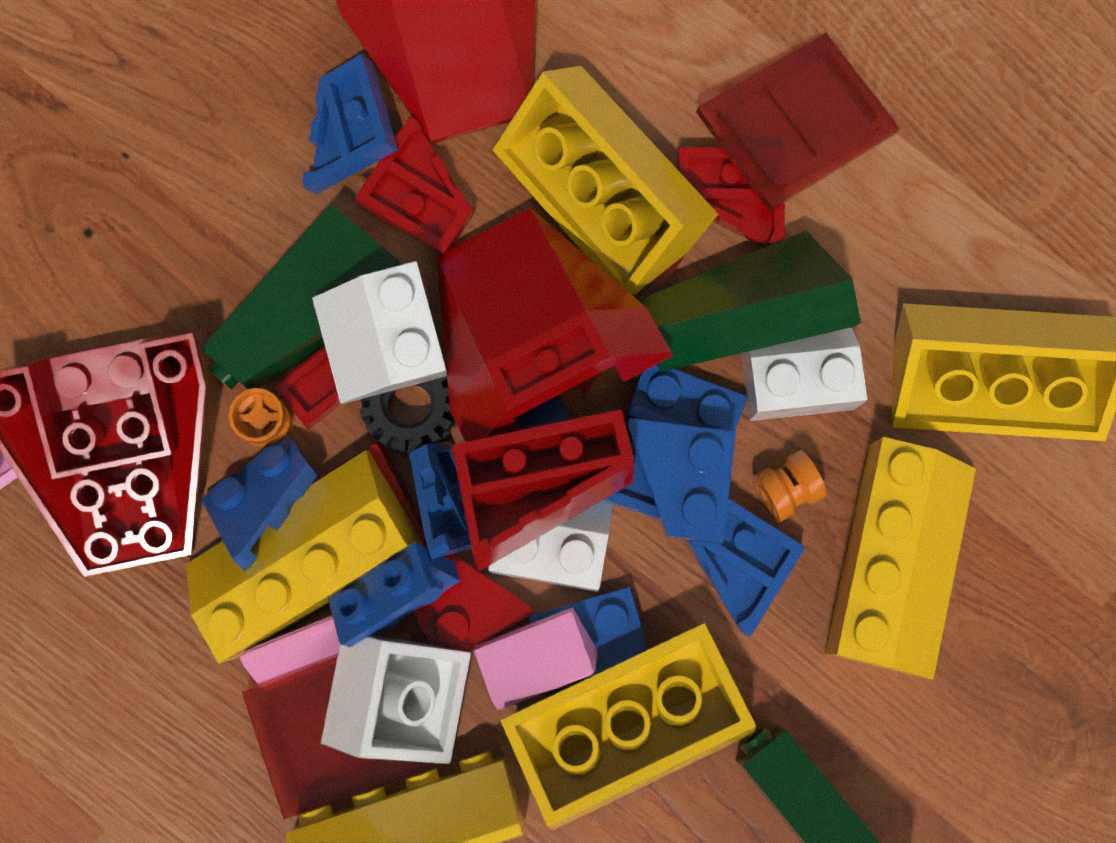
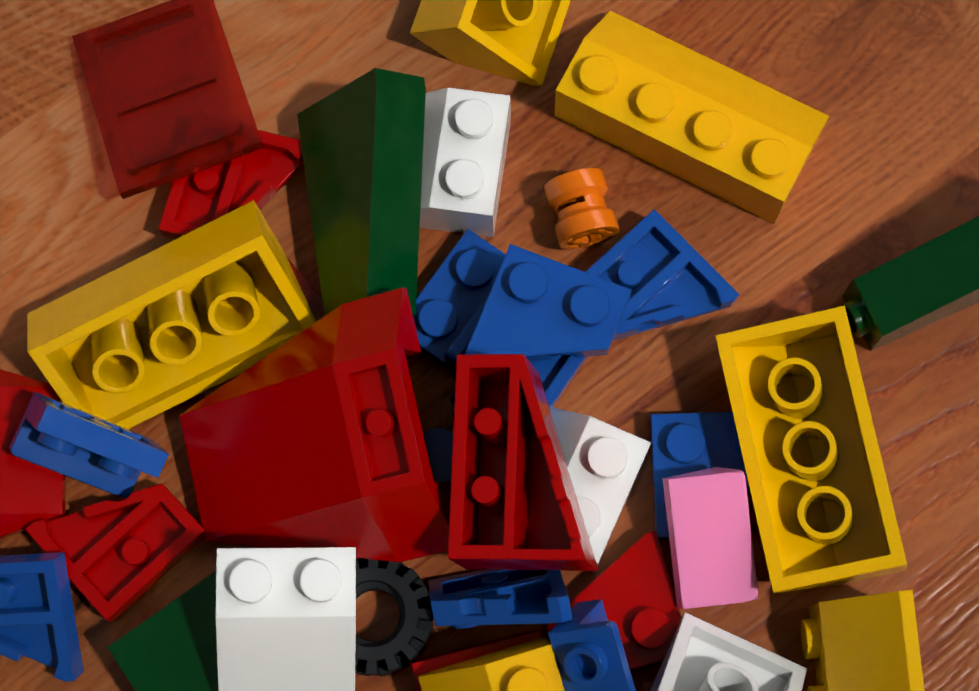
camera: 70 degrees left, 5 degrees down
(485, 142) = (85, 446): none -> blue bracket

